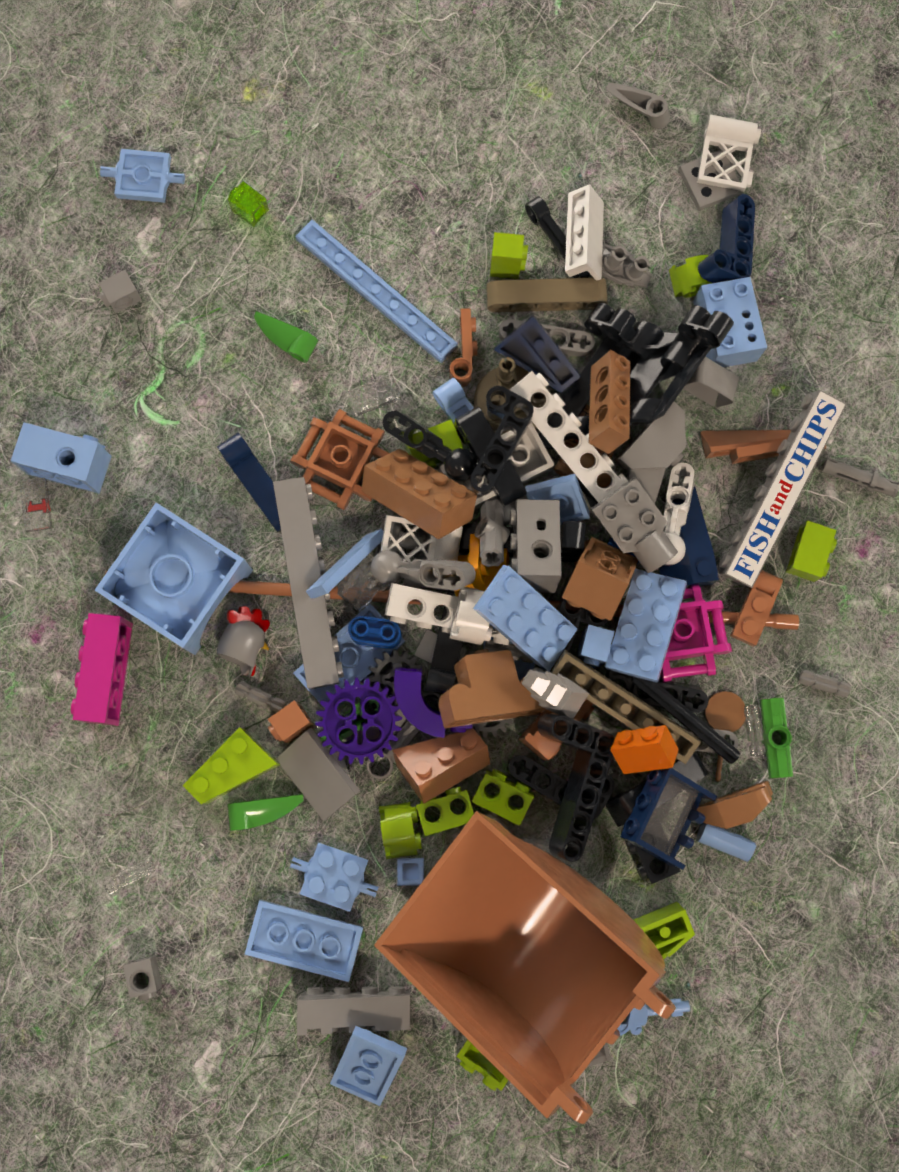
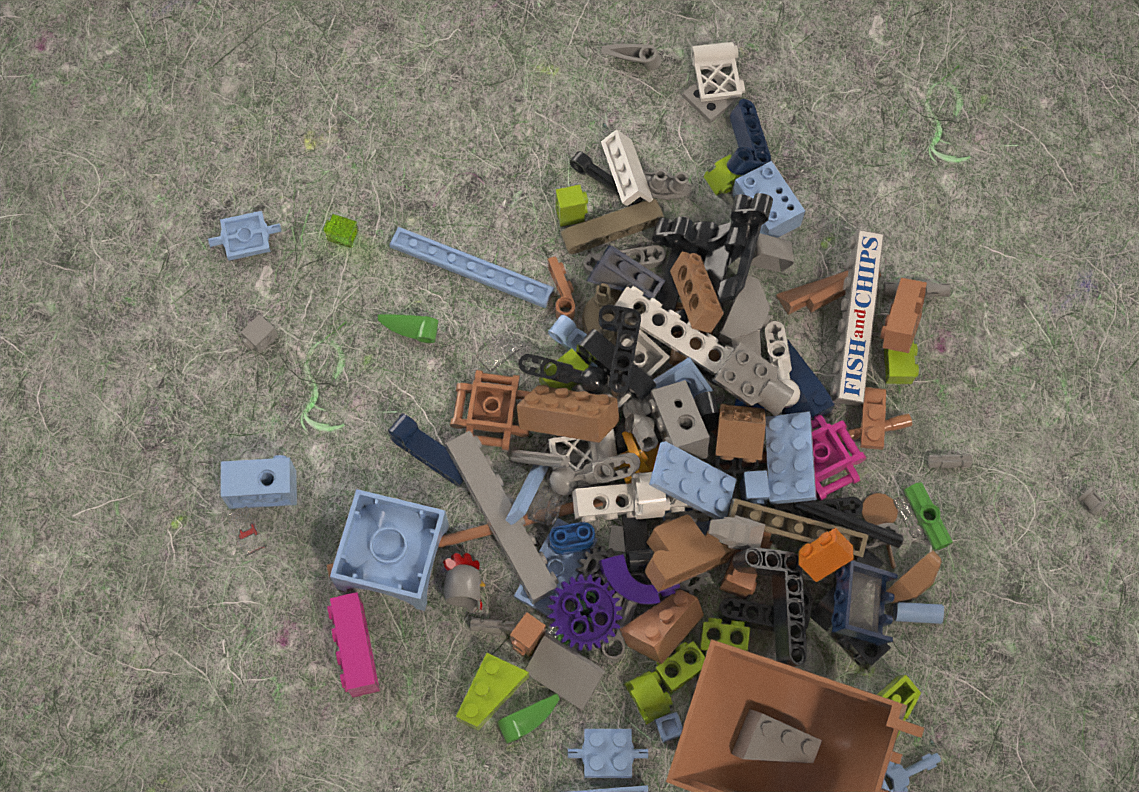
camera: 15 degrees left, 10 degrees down
(371, 534) = (539, 458): none -> light grey axle
(512, 936) = (774, 741): none -> light grey wedge
(834, 505) = (904, 316): none -> nougat wedge

